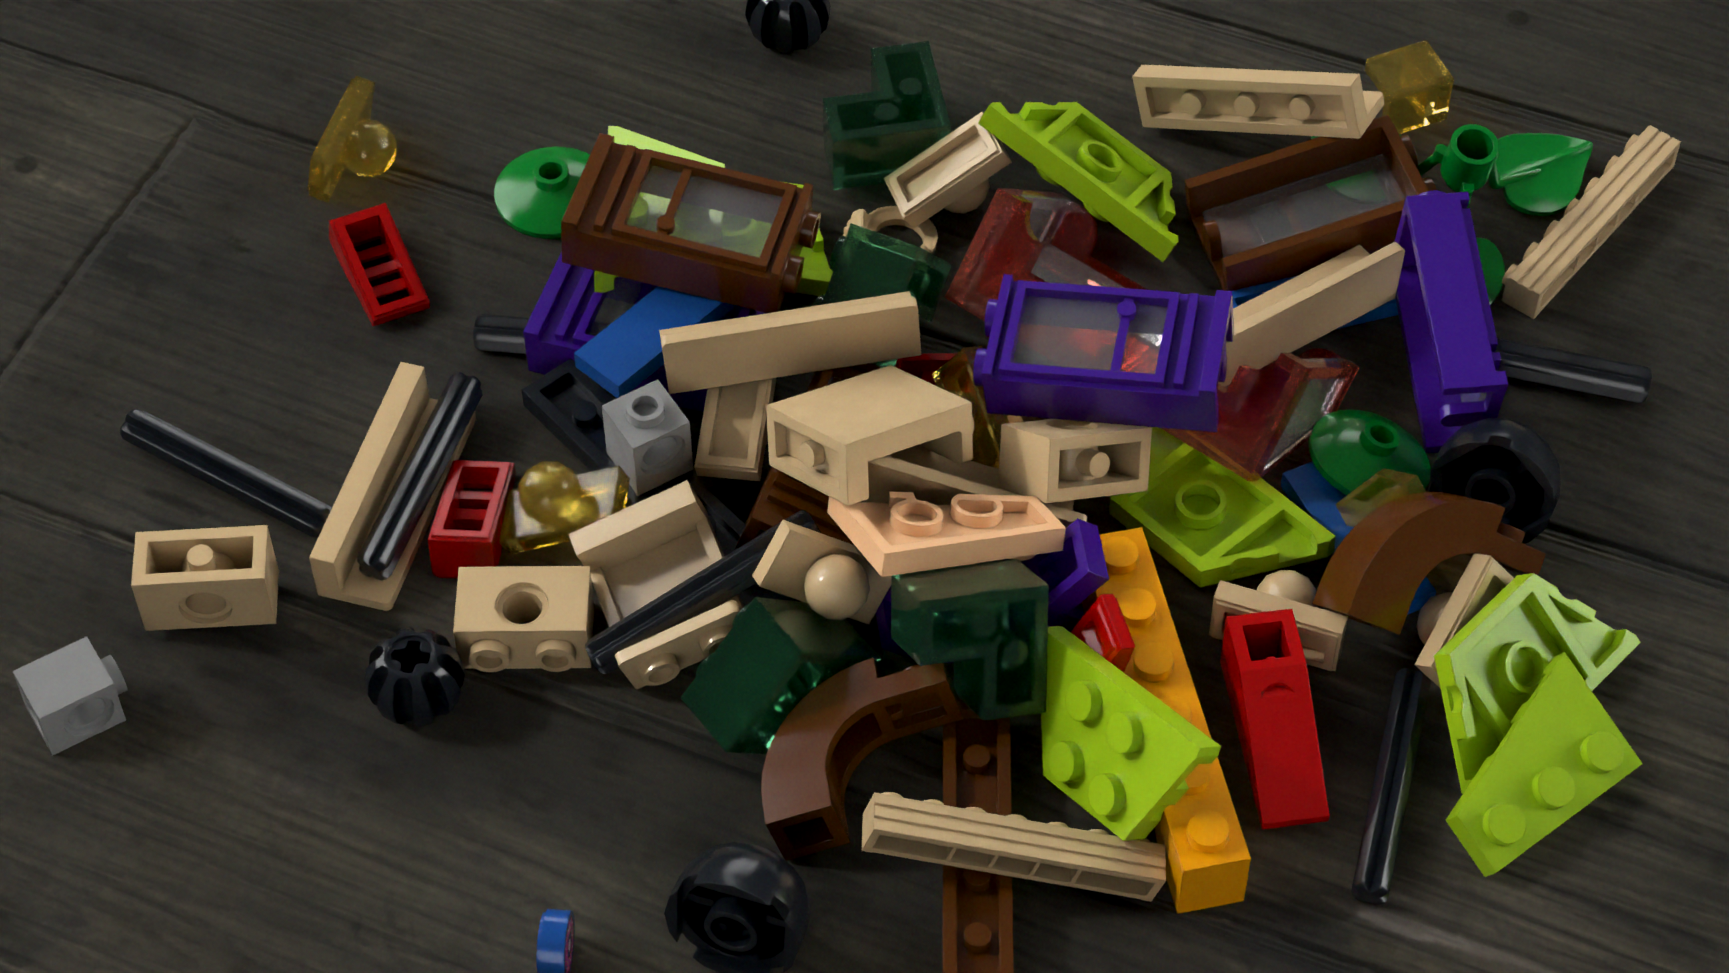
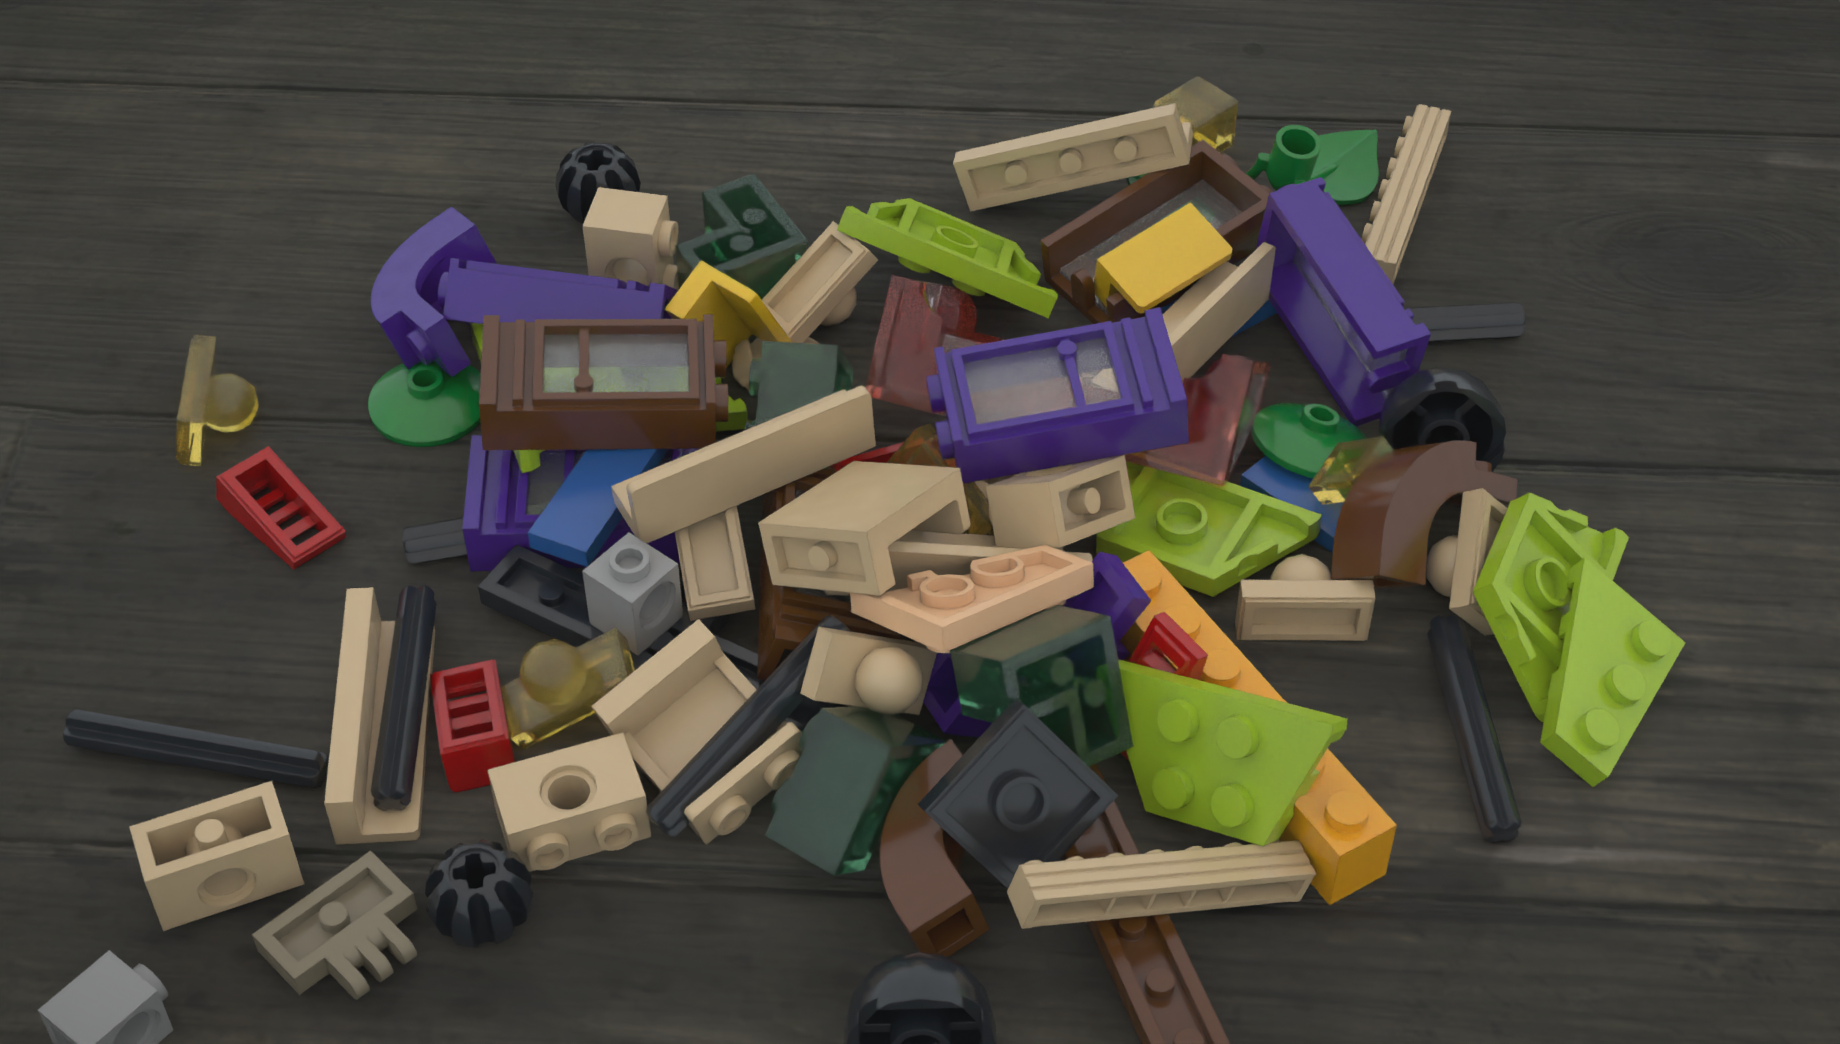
camera: 20 degrees left, 5 degrees down
(290, 673) = (342, 929): none -> dark tan hinge
(582, 77) = (408, 285): none -> dark purple arch
(693, 127) = (531, 294): none -> dark purple door
(781, 94) = (631, 237): none -> tan brick
(837, 181) = (734, 308): none -> yellow panel
(908, 728) = (1017, 795): none -> black tile
(1275, 717) = (1333, 669): red slope -> none
(1292, 232) = (1161, 260): none -> yellow panel

